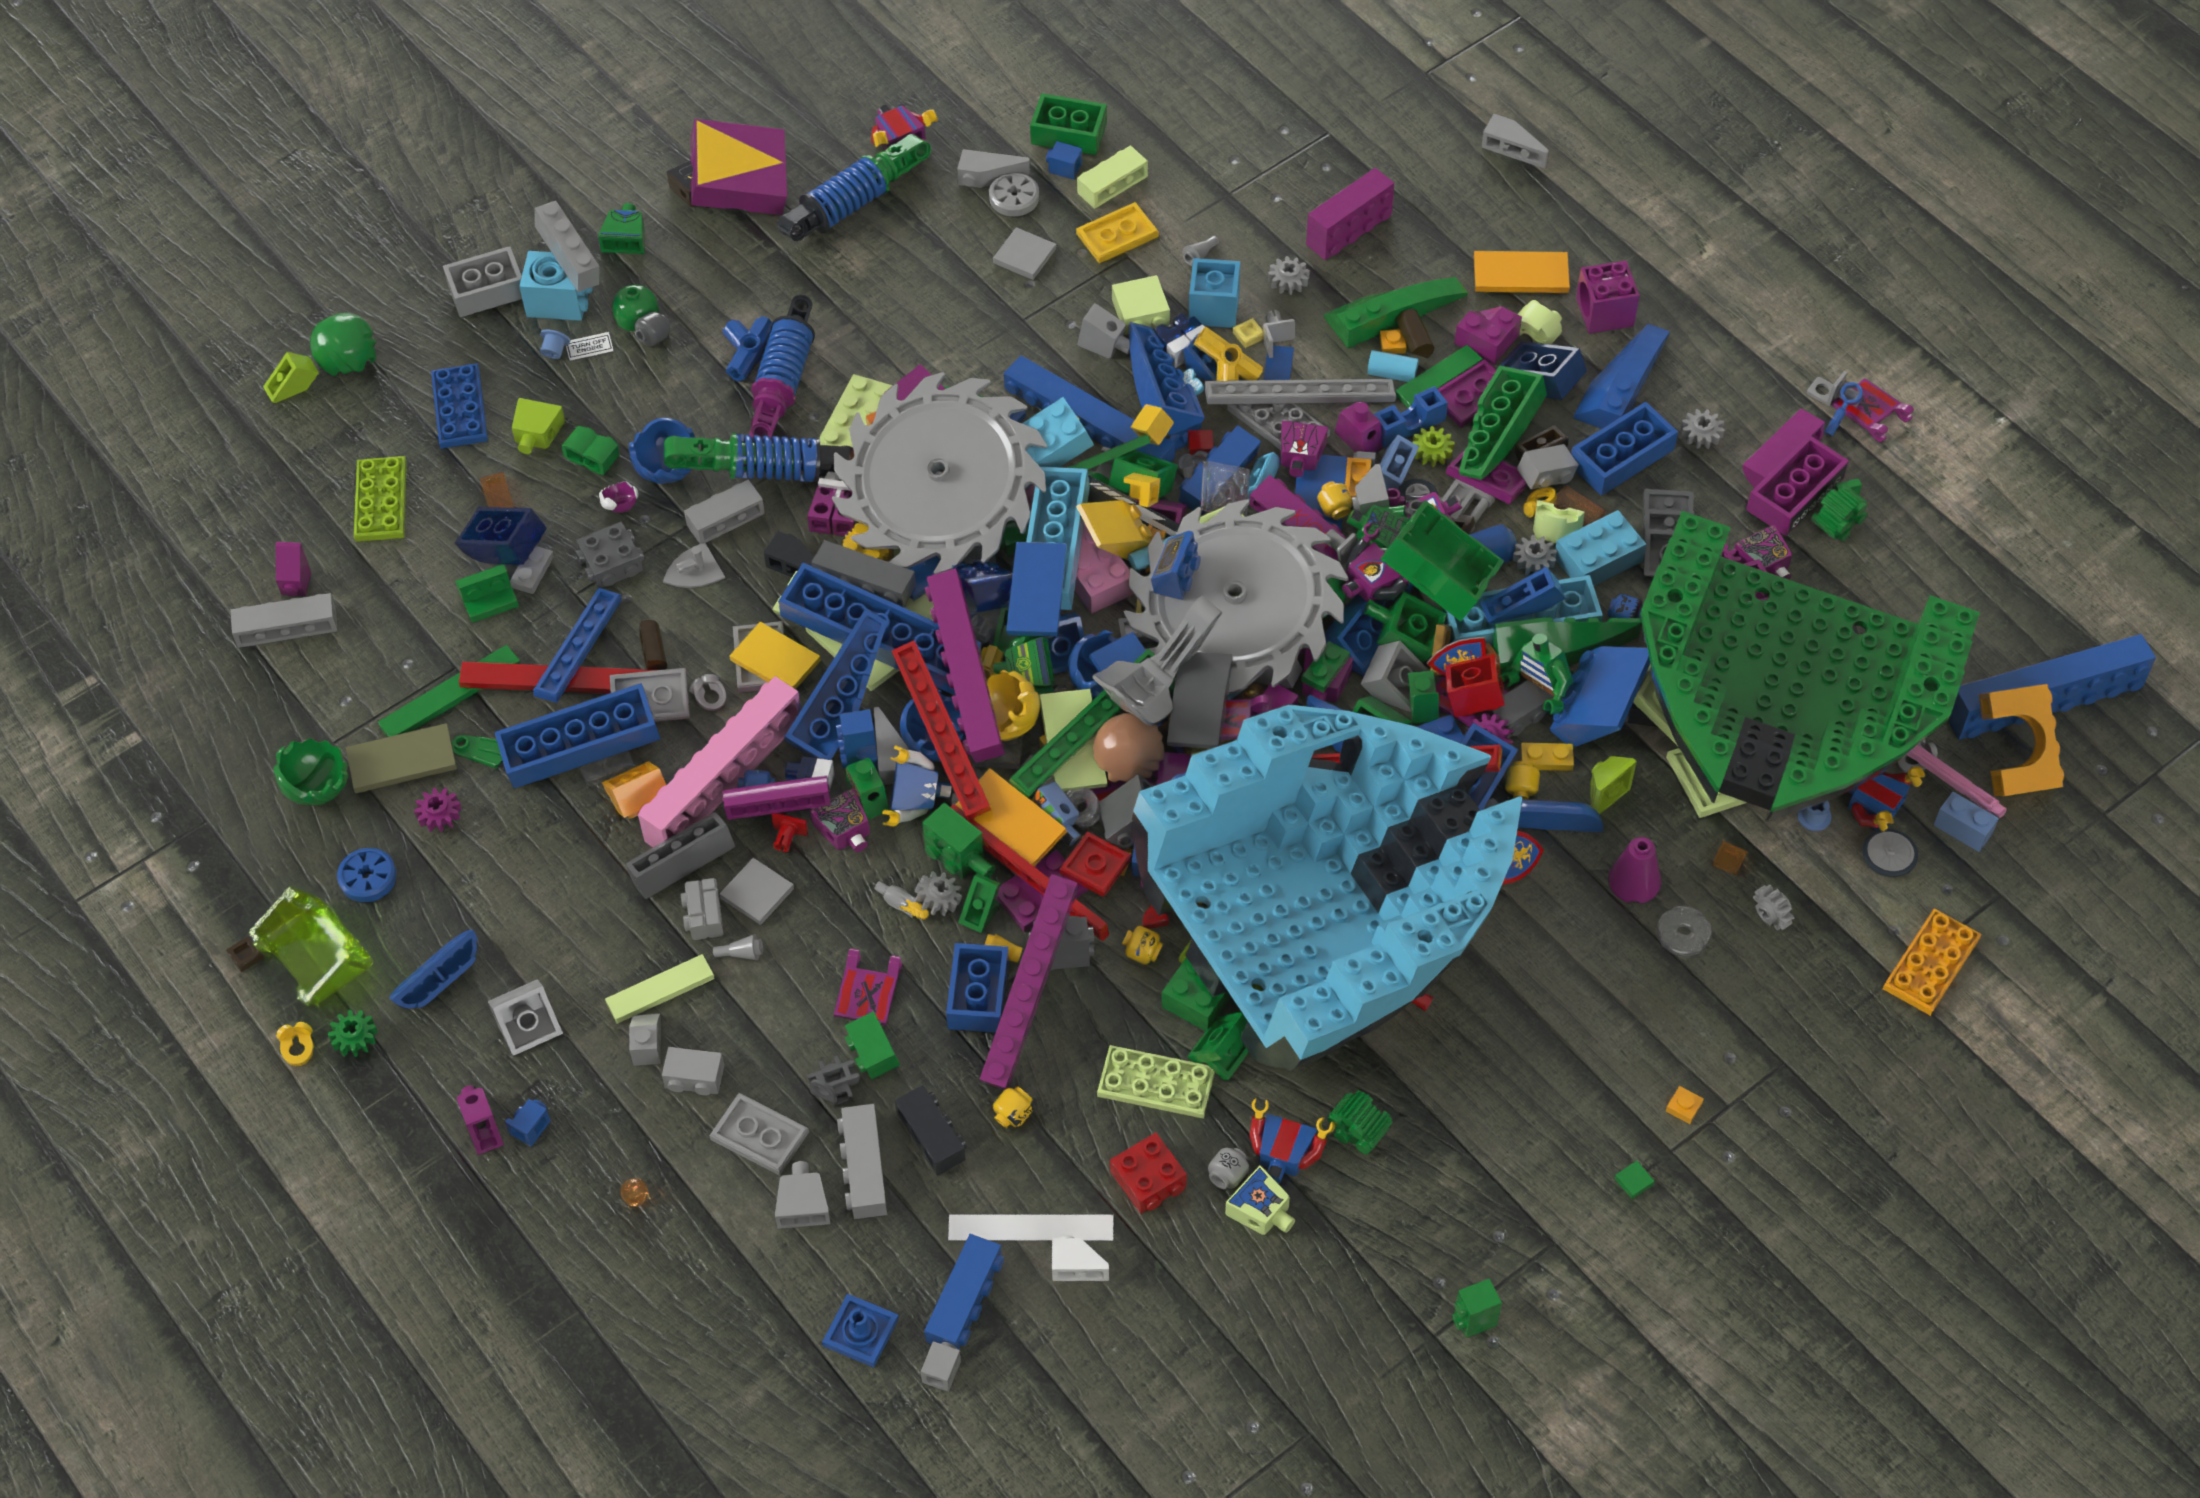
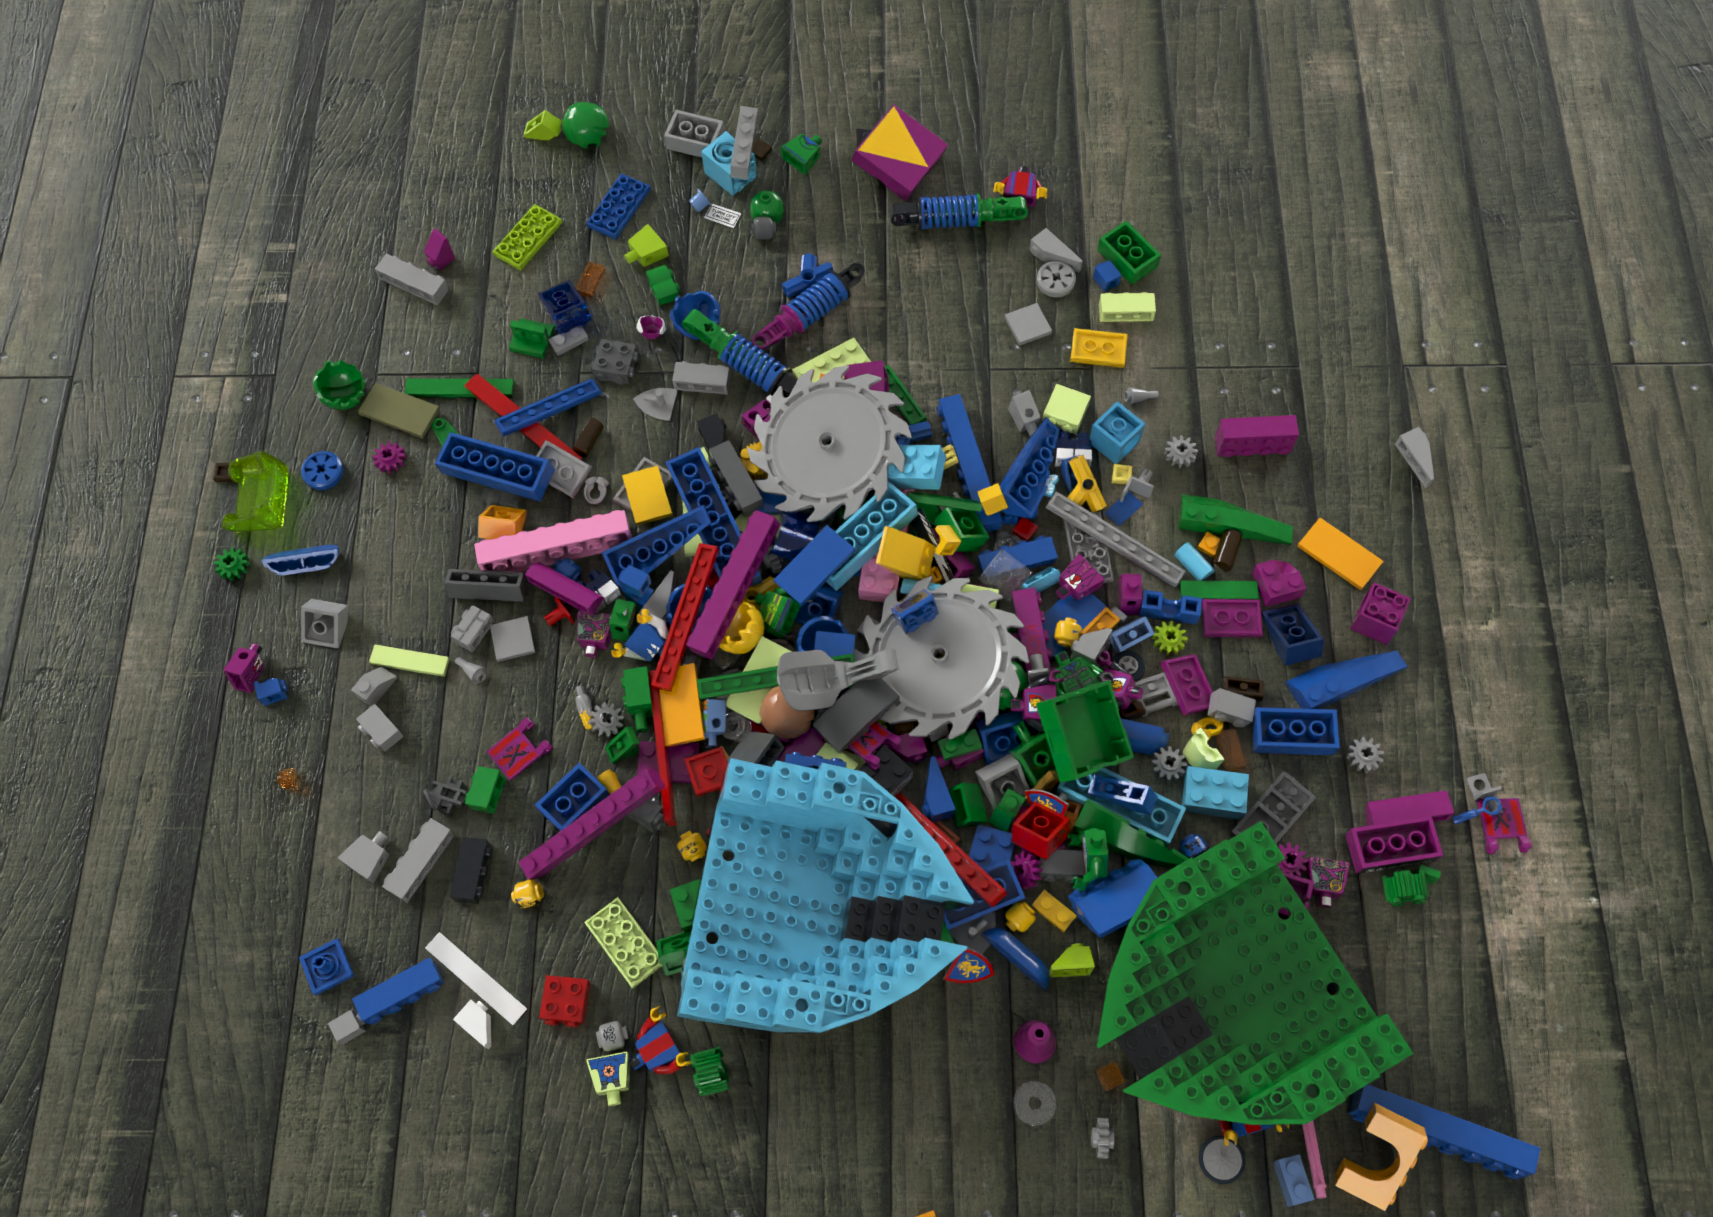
camera: 40 degrees right, 10 degrees up
(287, 1034) = (200, 539): yellow piece -> none
(759, 1134) = (383, 795): light grey tile -> none
(1501, 418) = (1230, 651): green wedge -> none
(1540, 323) = (1319, 599): yellowish green cylinder -> none

